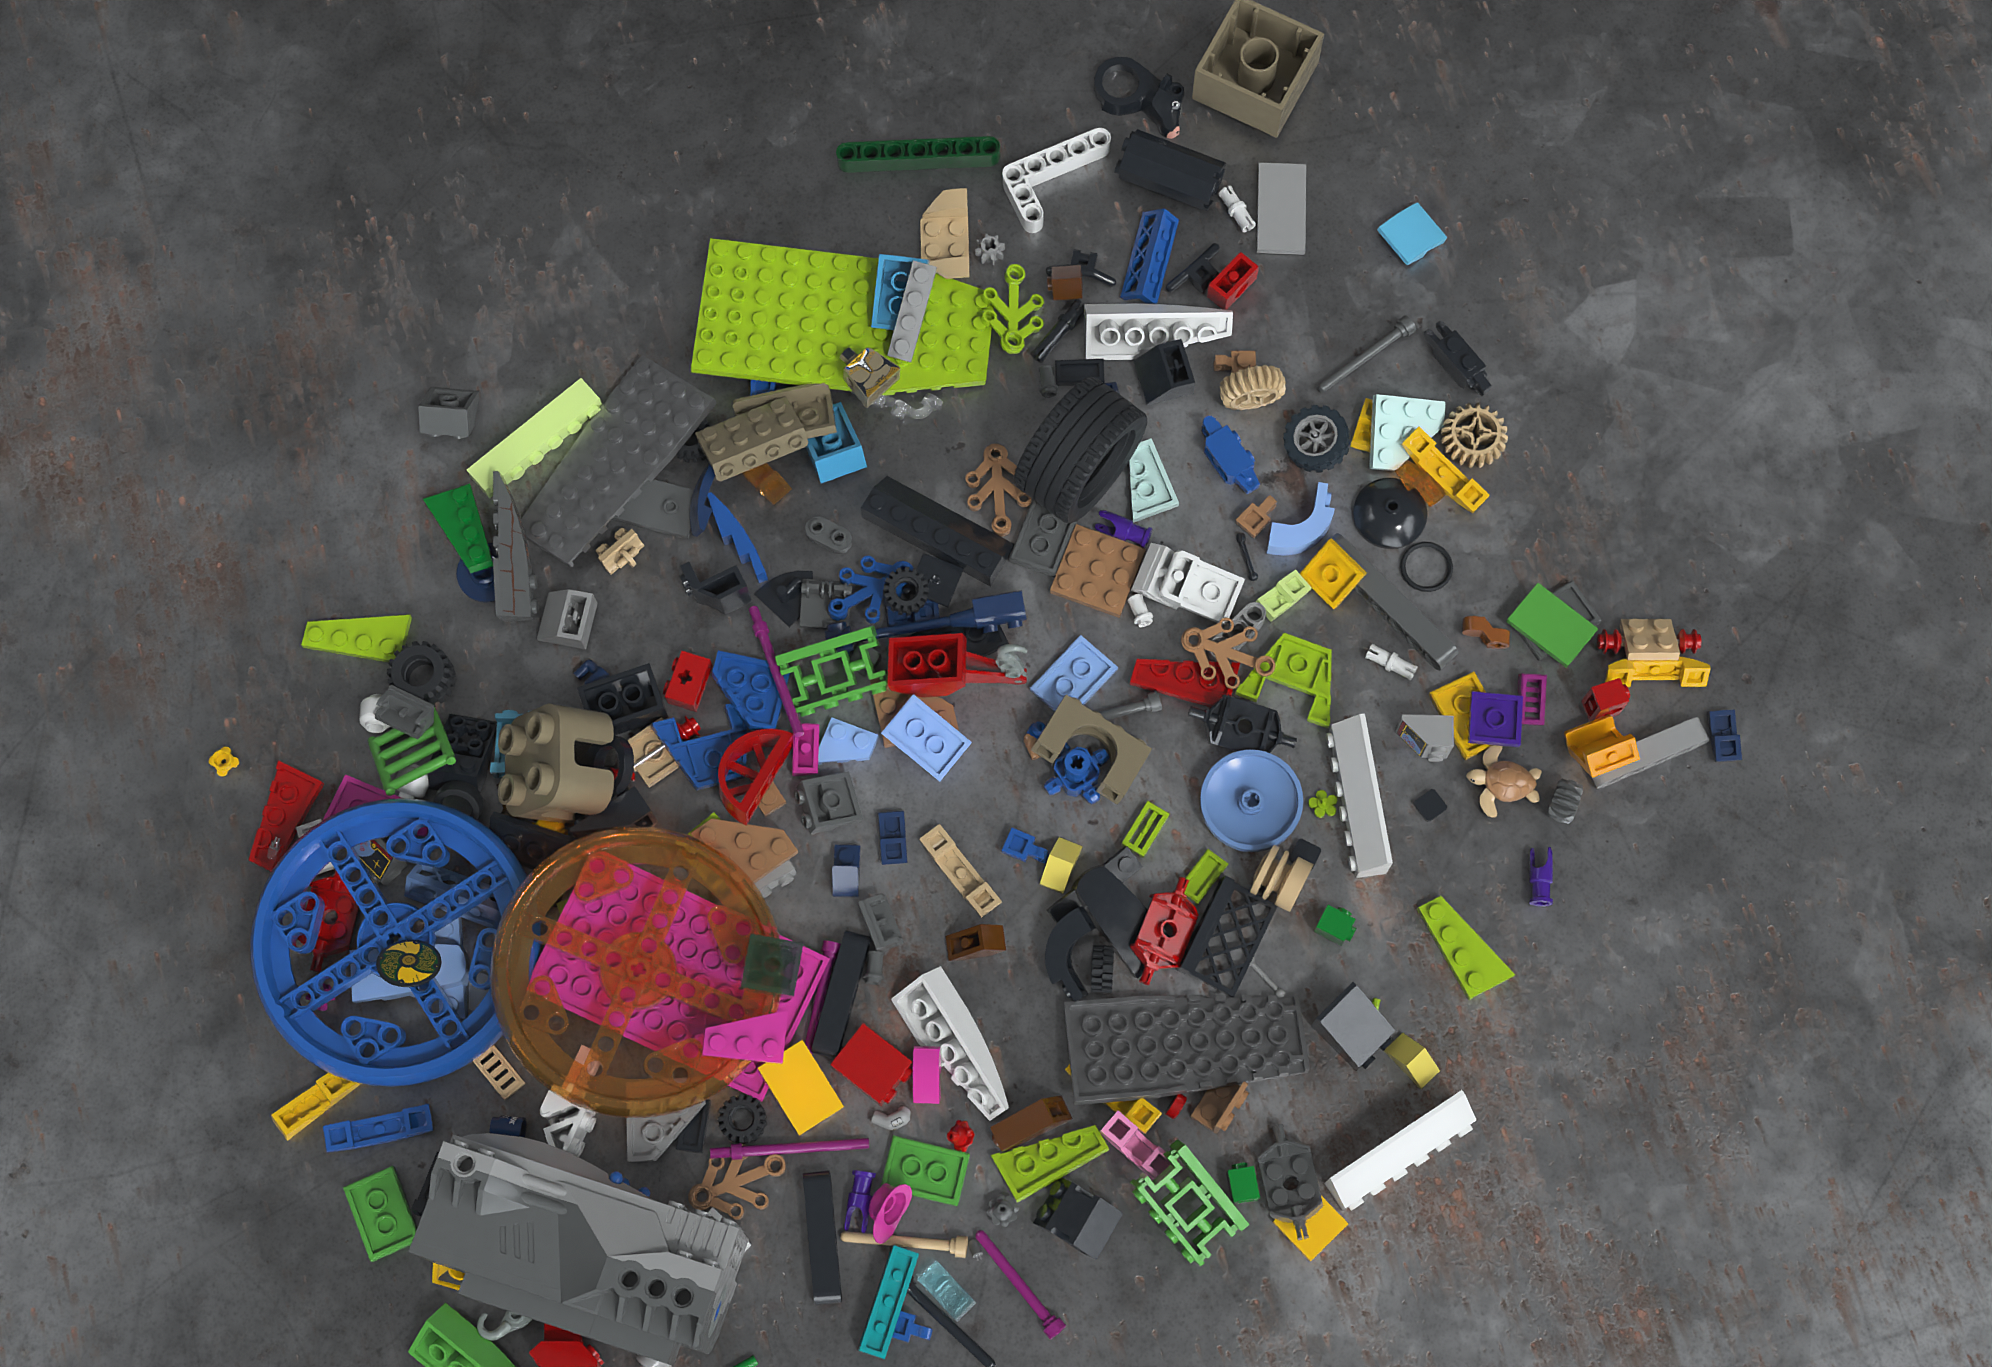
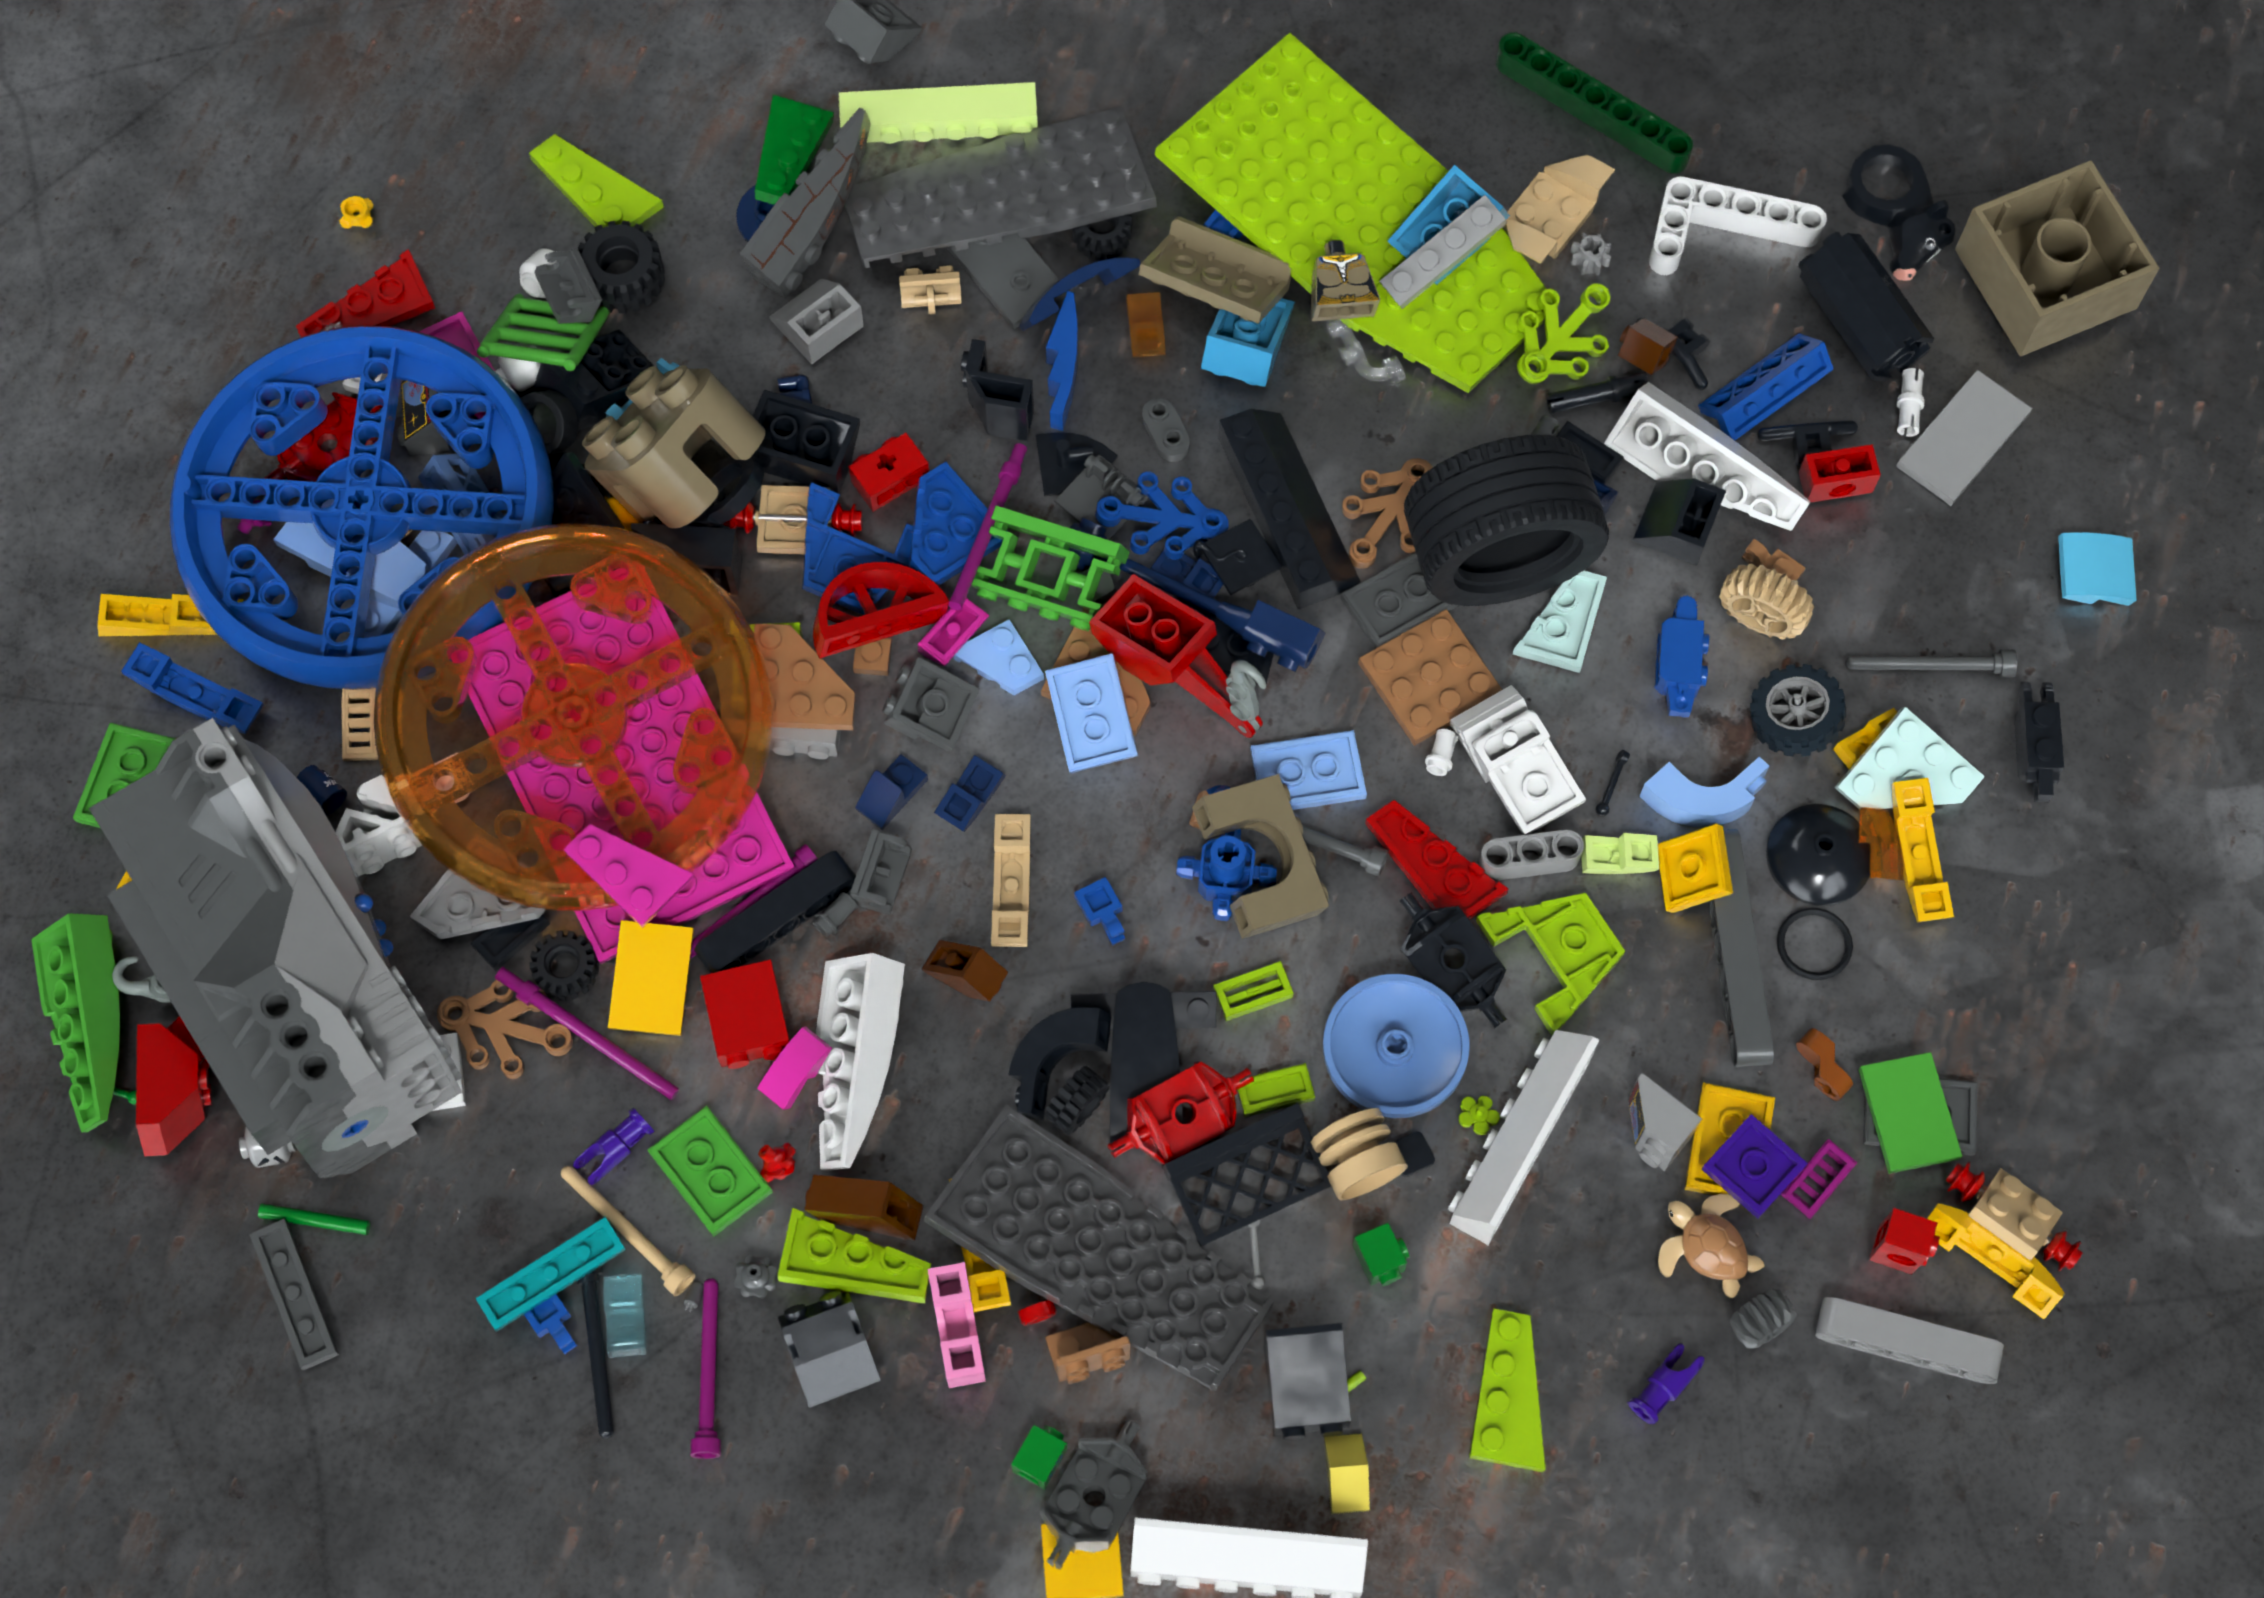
camera: 35 degrees right, 5 degrees down
(408, 963) = (348, 529): shield -> none
(752, 438) = (1161, 267): dark tan bracket -> none
(771, 966) = (710, 810): clear green brick -> none
(822, 1237) = (541, 1154): black beam -> none
(887, 1208) = (632, 1177): dark pink piece -> none
(893, 1121) = (720, 1091): light grey arm -> none
(905, 576) = (1195, 560): black tyre -> none
(1060, 865) = (1127, 957): light yellow slope -> none
(1124, 529) = (1497, 653): dark purple piece -> none
(1203, 1190) = (987, 1424): bright green fence -> none
(1223, 651) = (1498, 859): medium nougat plant -> none
(1256, 518) = (1655, 747): medium nougat plate -> none
(1391, 662) = (1685, 1016): white pin -> none
(1430, 805) = (1602, 1208): black piece -> none
(1454, 435) = (2007, 859): tan gear -> none
(1601, 746) = (1855, 1286): light orange panel -> none
(1723, 735) = (2021, 1391): dark blue slope -> none

